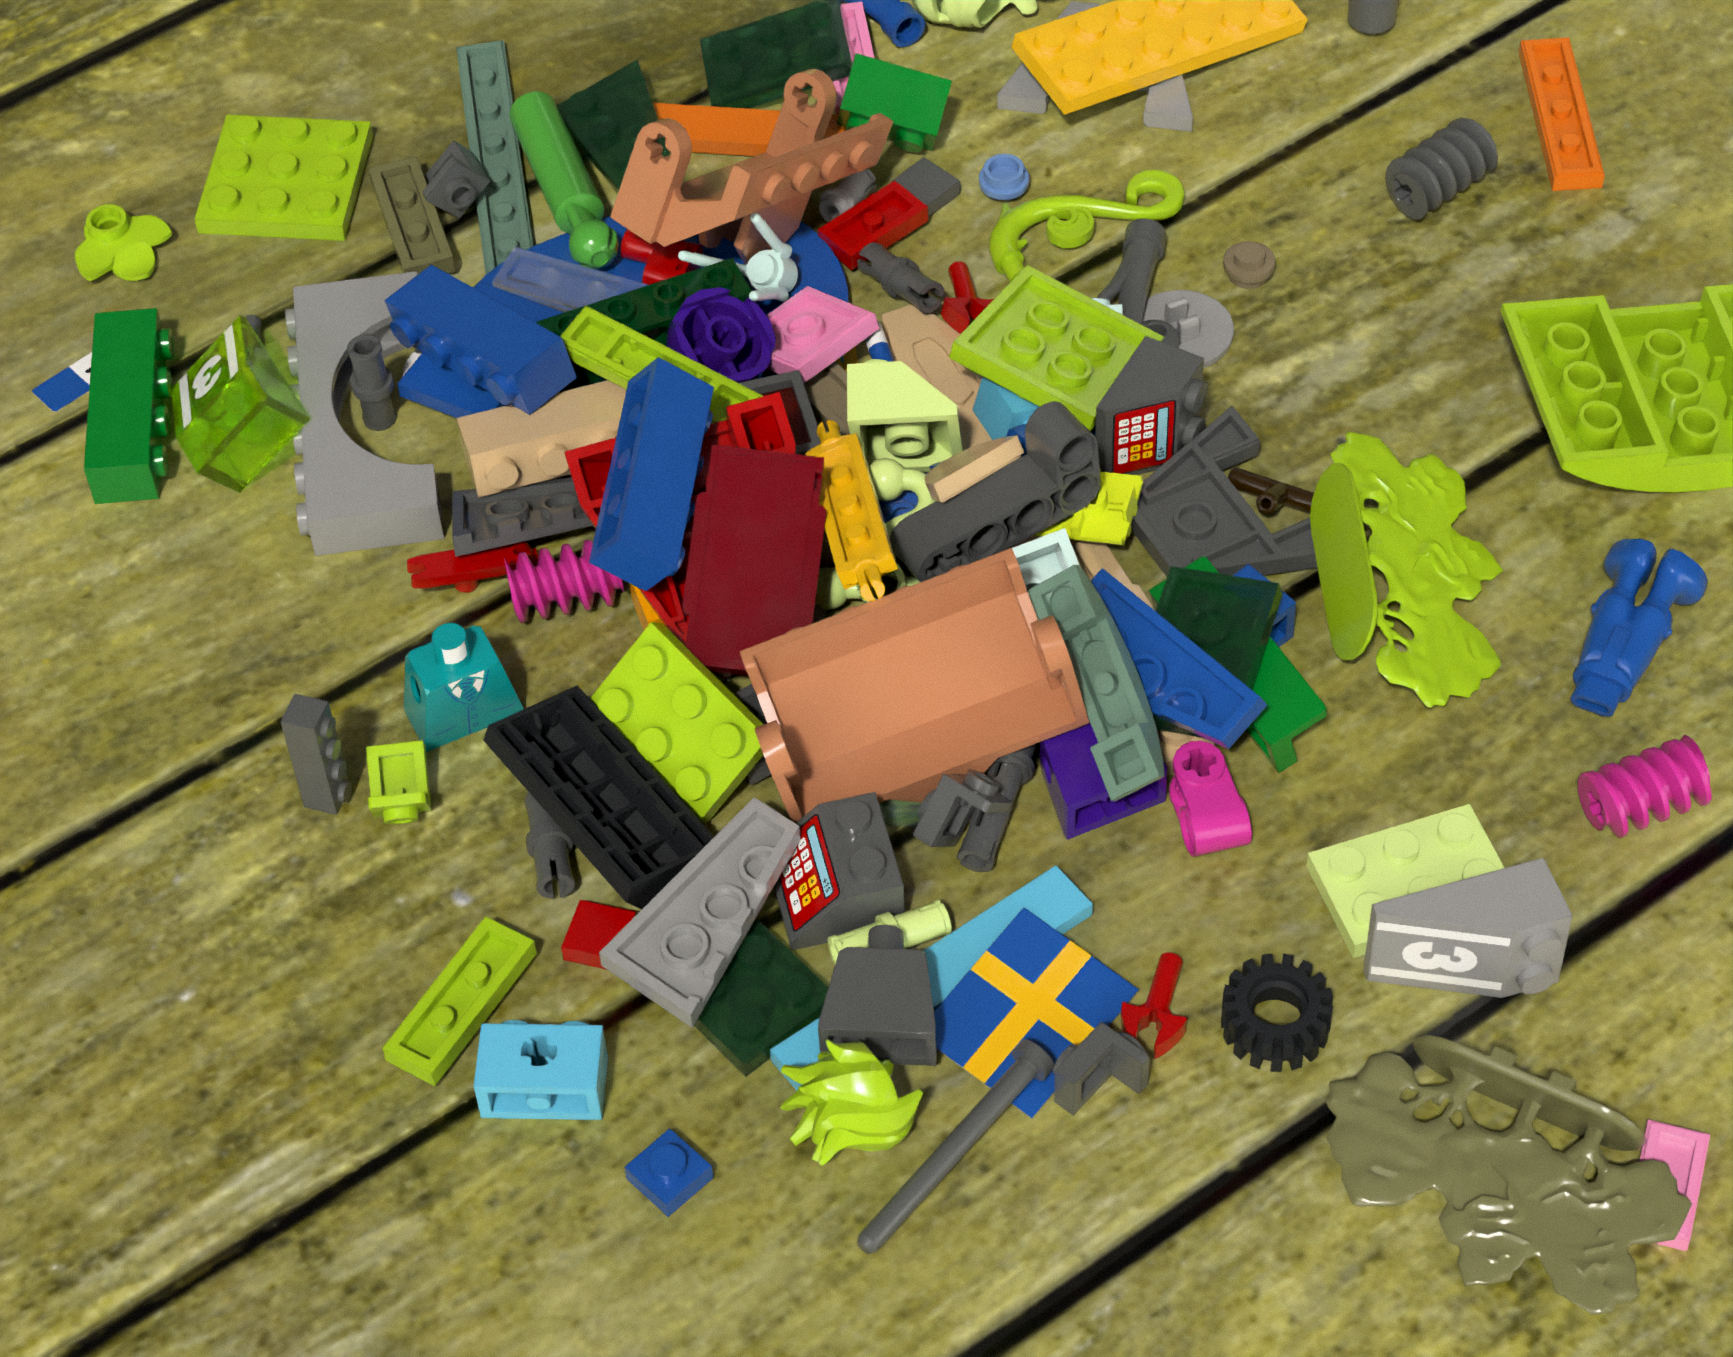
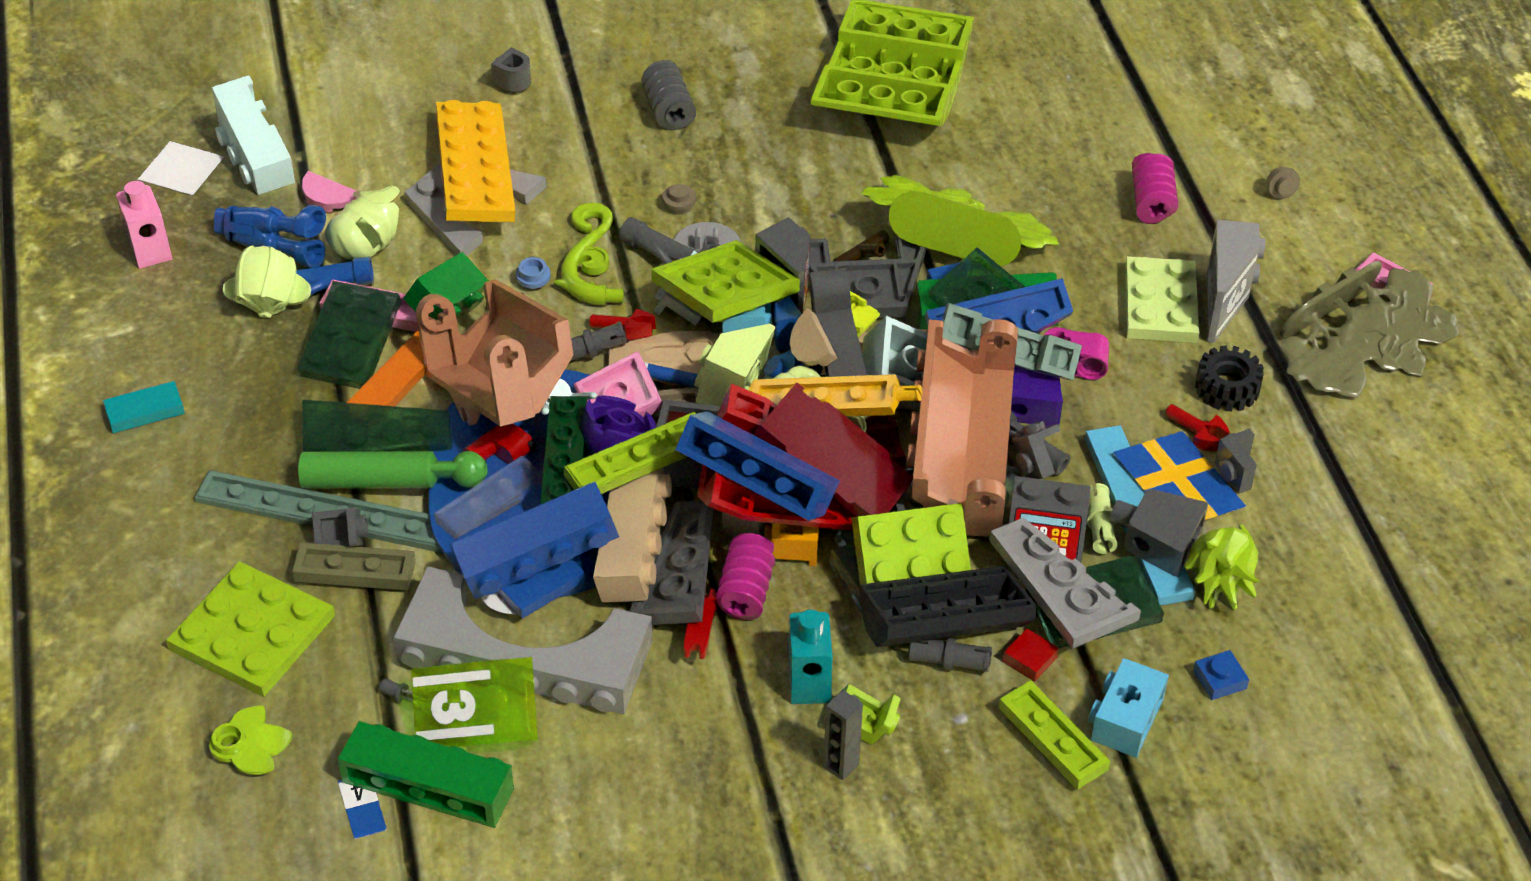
camera: 70 degrees left, 5 degrees down
(372, 382) = (517, 617): dark grey pin -> none
(1029, 1064) = (1221, 486): dark grey bar -> none
(1561, 114) = (648, 41): orange tile -> none
(1627, 636) = (1042, 155): blue piece -> none

